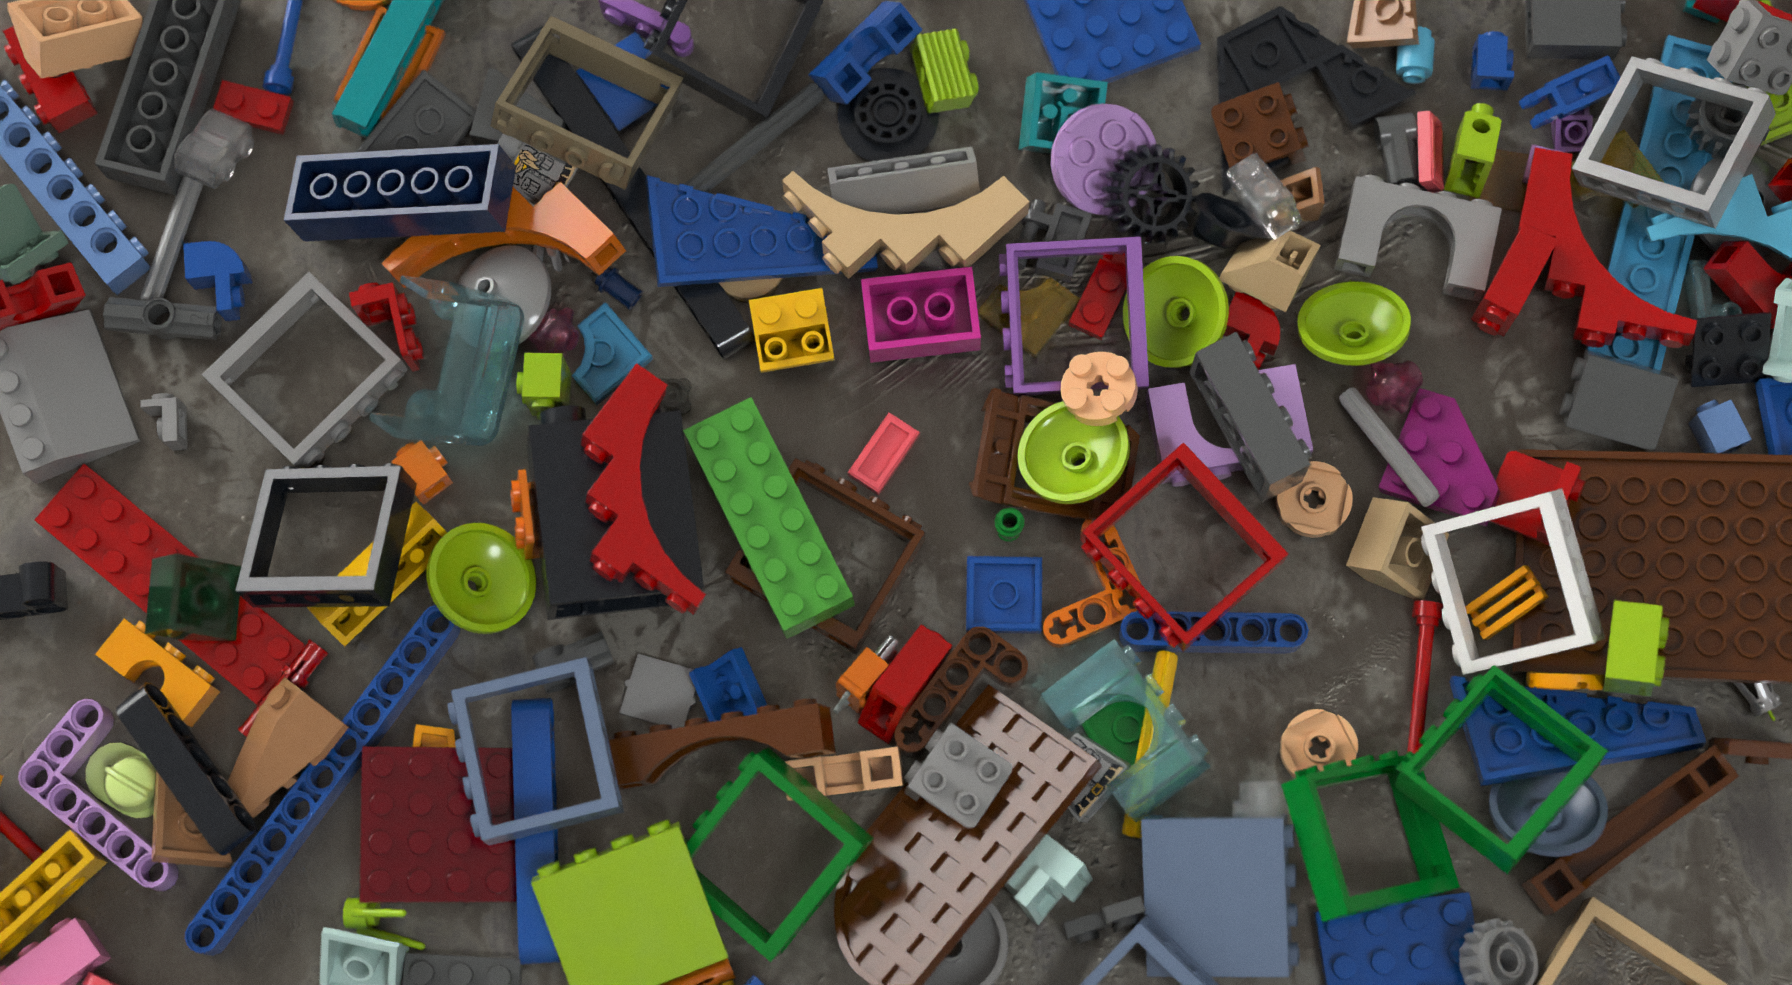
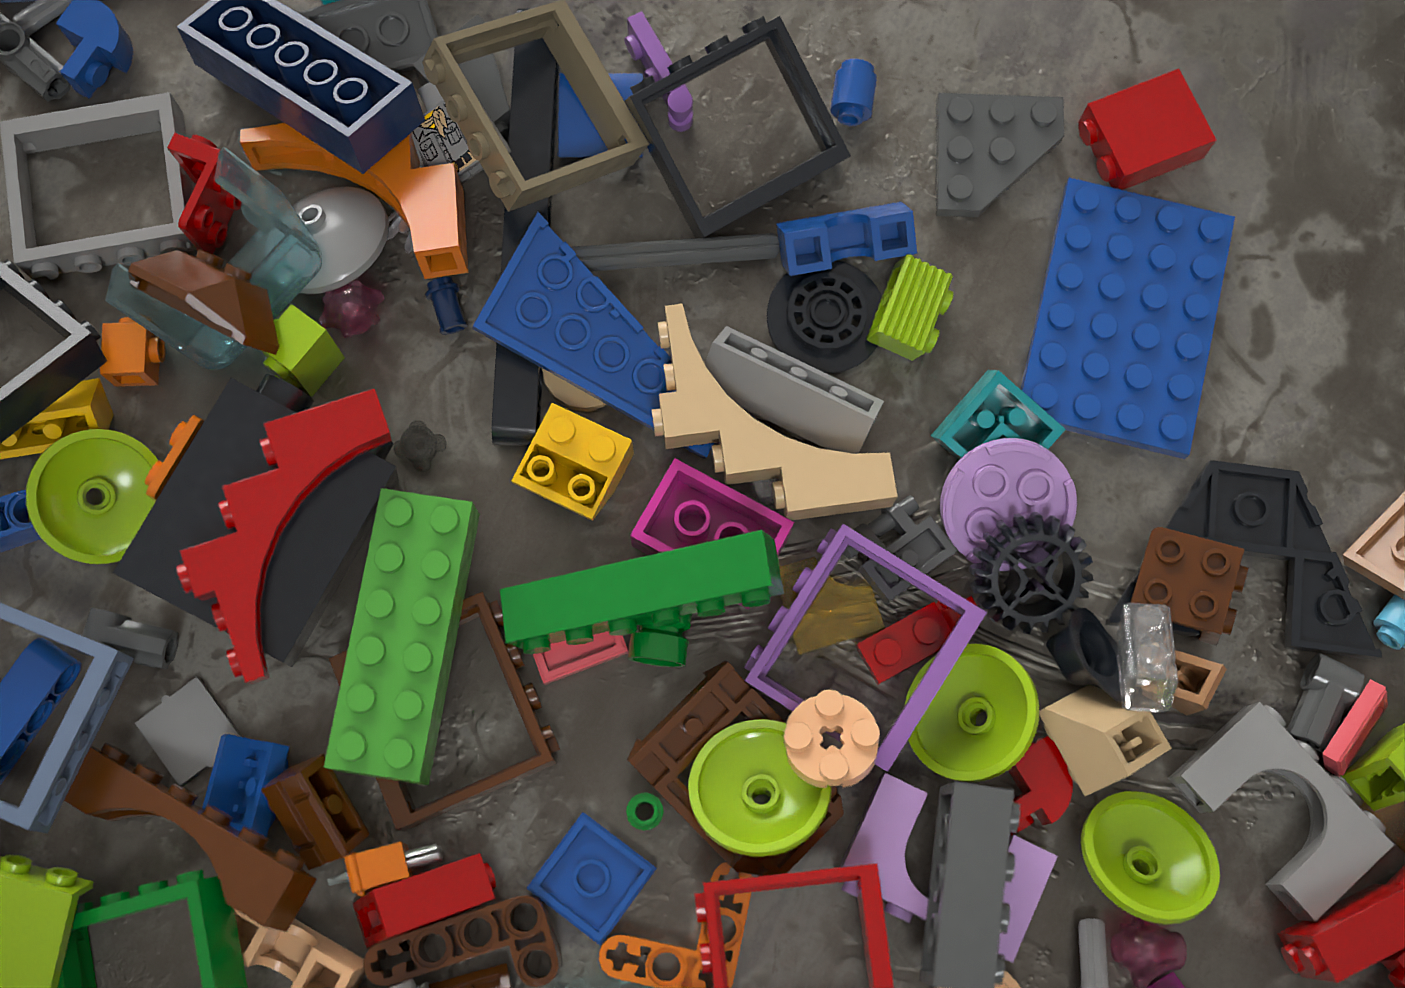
camera: 30 degrees right, 0 degrees up
(465, 384) = (210, 295): none -> reddish brown wedge
(608, 354) = (393, 362): dark azure tile -> none
(792, 670) = (315, 812): none -> reddish brown brick
(905, 380) = (641, 592): none -> green brick
(935, 406) = (660, 644): none -> green wheel

